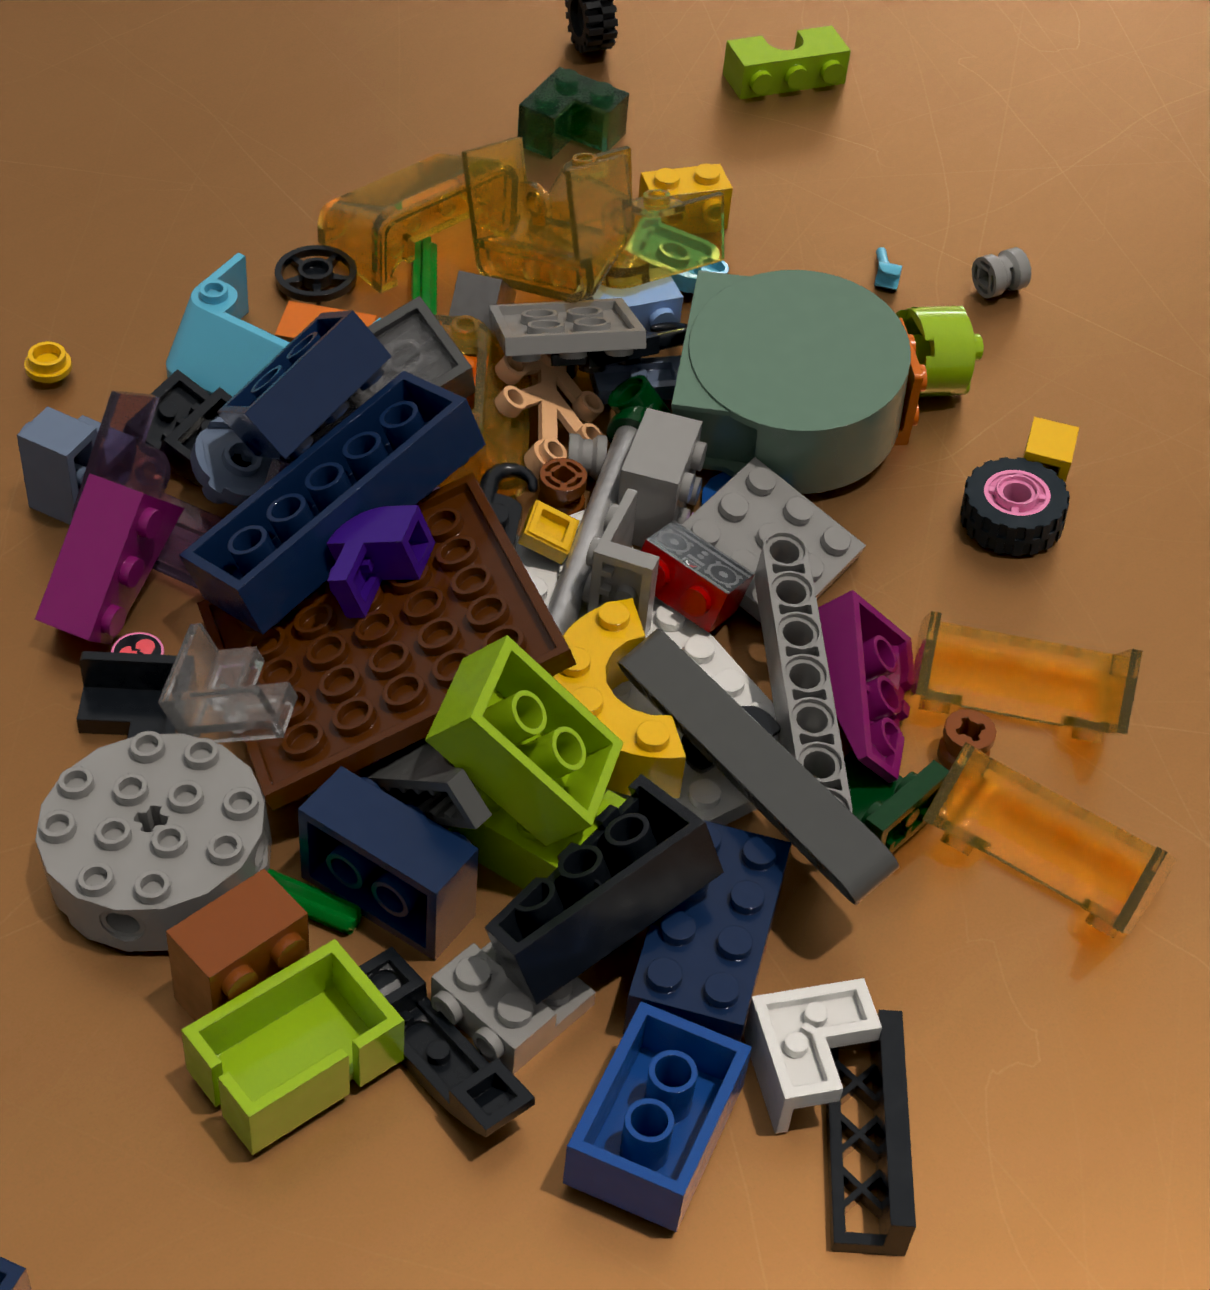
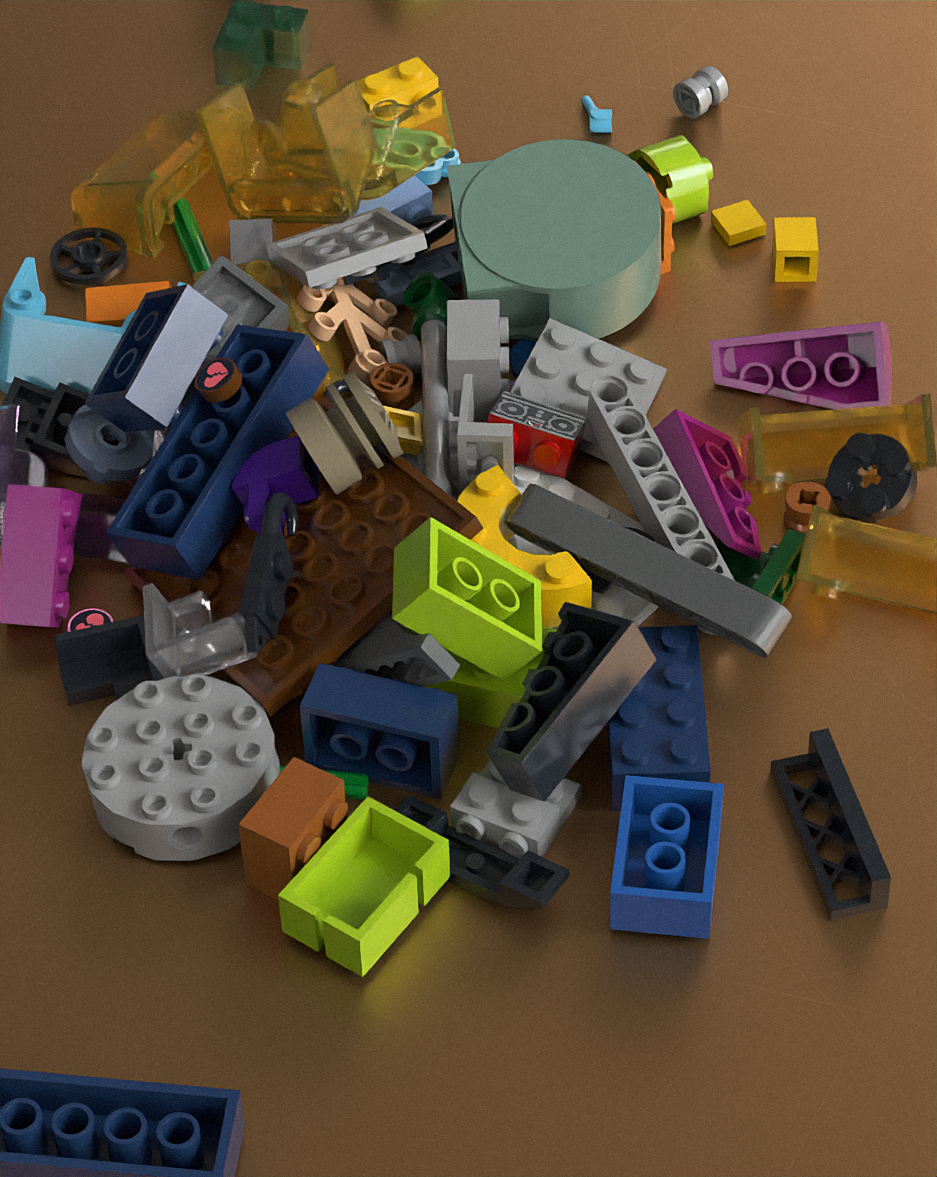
camera: 10 degrees left, 0 degrees up
(324, 650) = (268, 574): none -> black plate
(356, 423) = (218, 380): none -> tile
(454, 517) = (345, 432): none -> dark tan wheel
(793, 1039) = (755, 777): white panel -> none
(997, 413) = (738, 222): none -> yellow tile
(1014, 506) = (780, 297): black wheel -> none
(1030, 586) = (811, 366): none -> magenta wedge
(1047, 699) = (858, 458): none -> black plate

